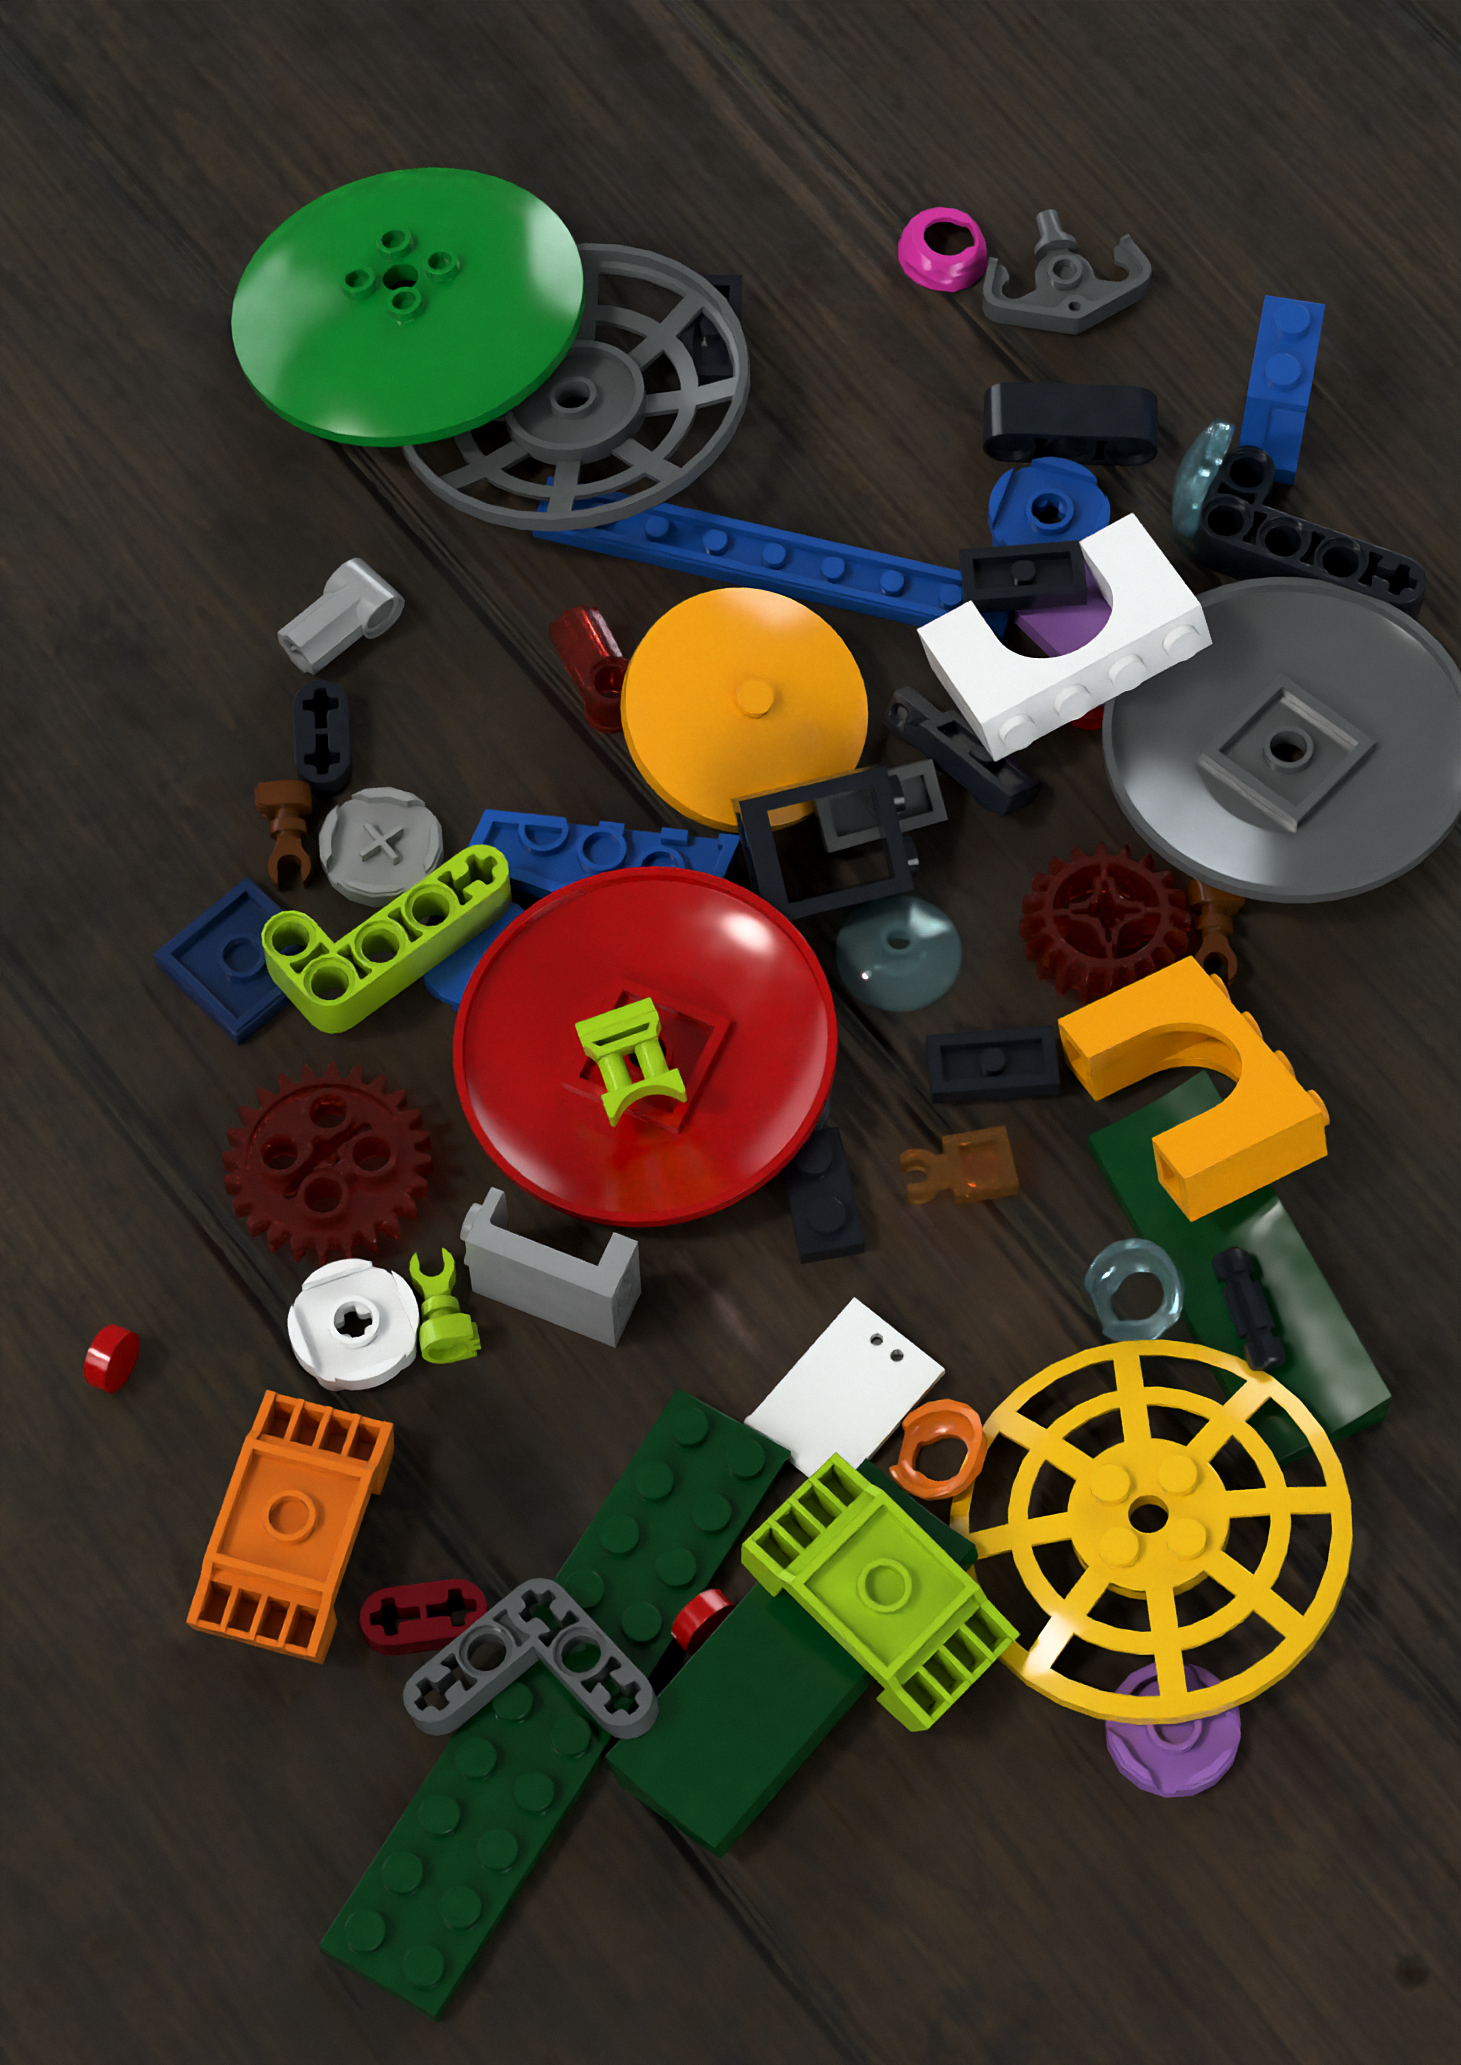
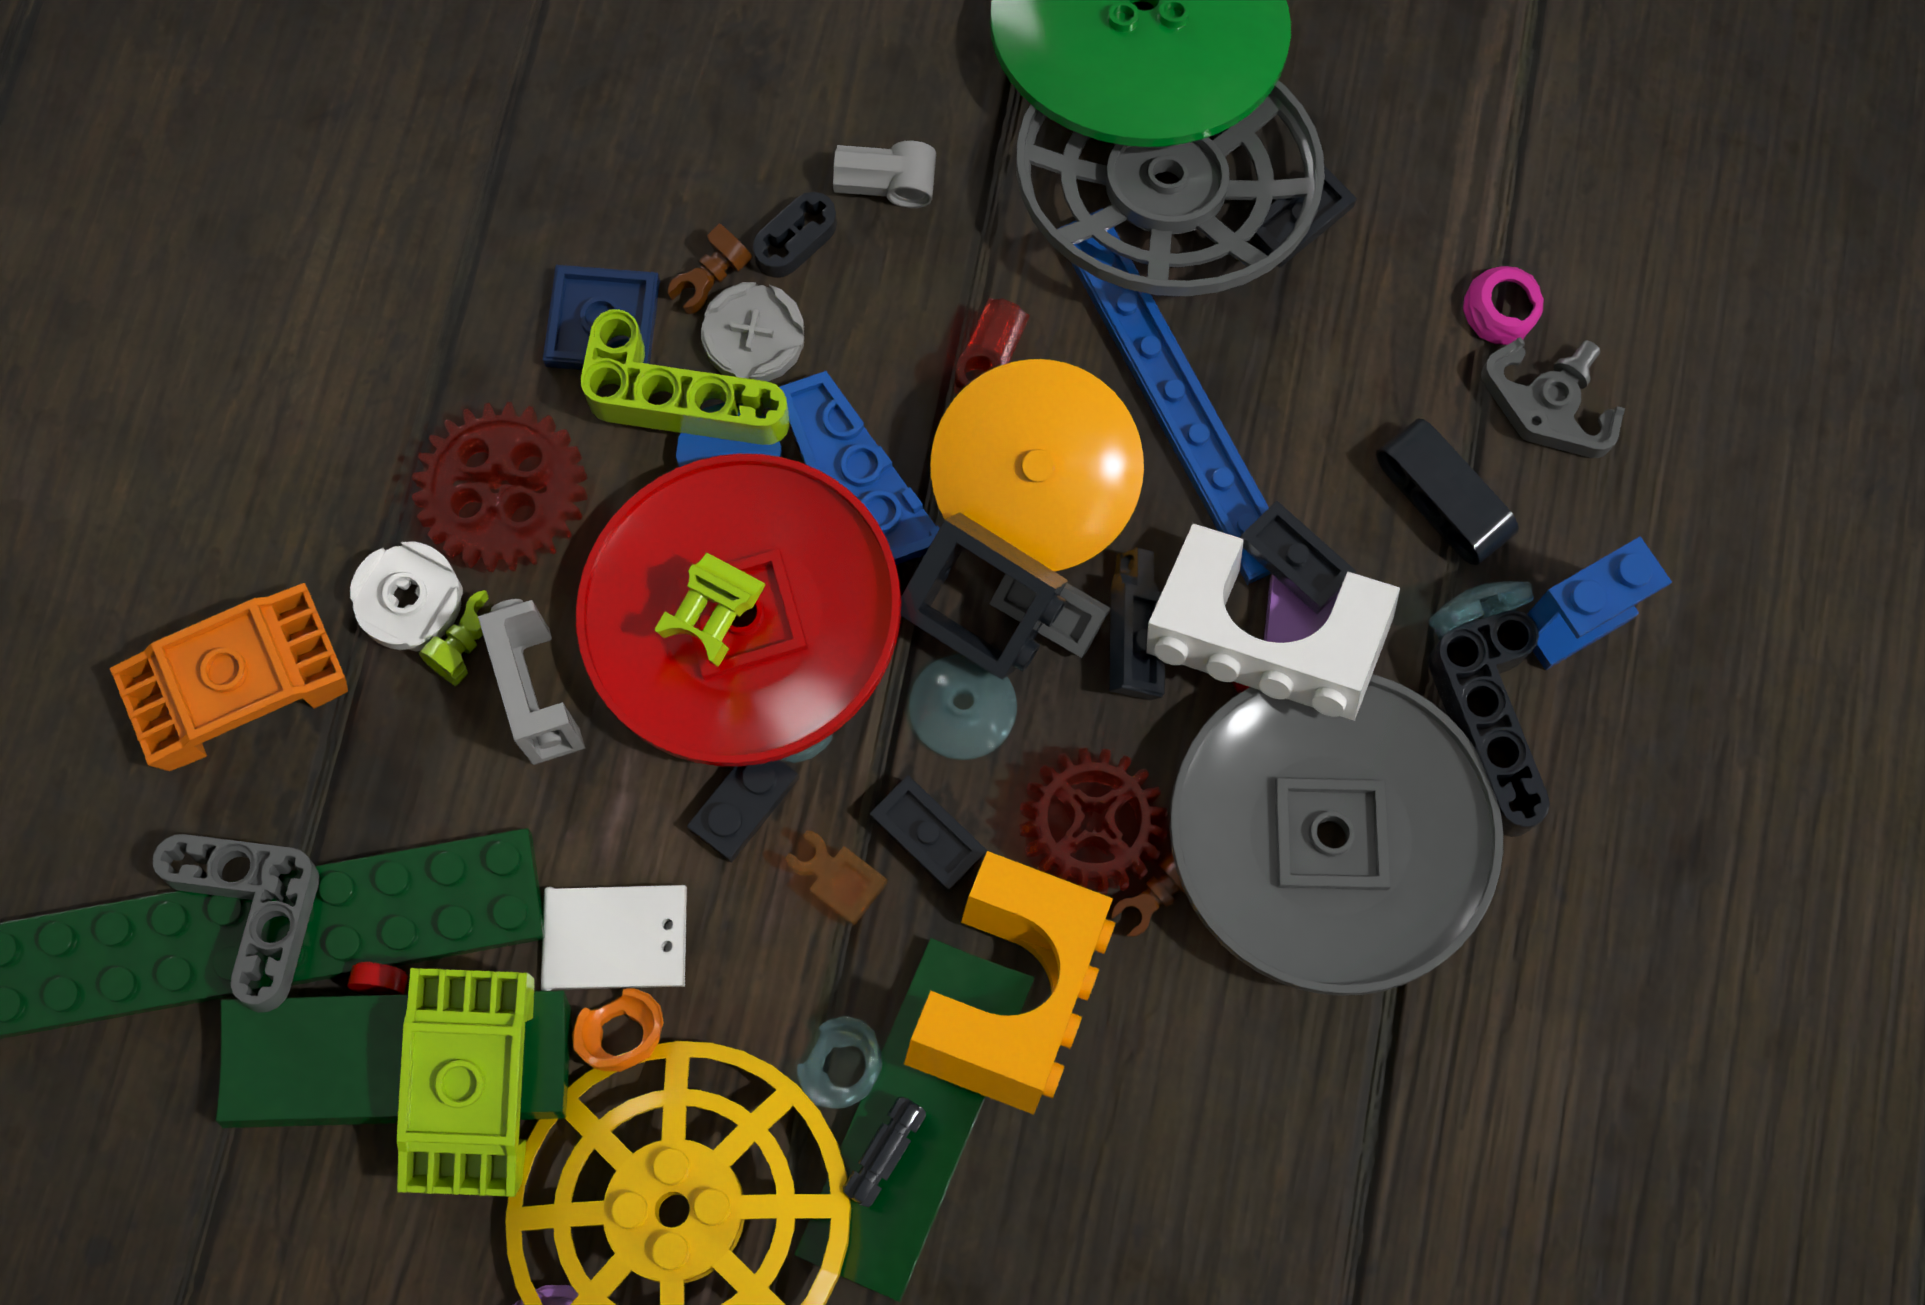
camera: 45 degrees right, 10 degrees up
(111, 1358) = (261, 474): red tile -> none
(420, 1601) = (254, 796): dark red beam -> none
(1045, 484) = (1378, 509): blue plate -> none

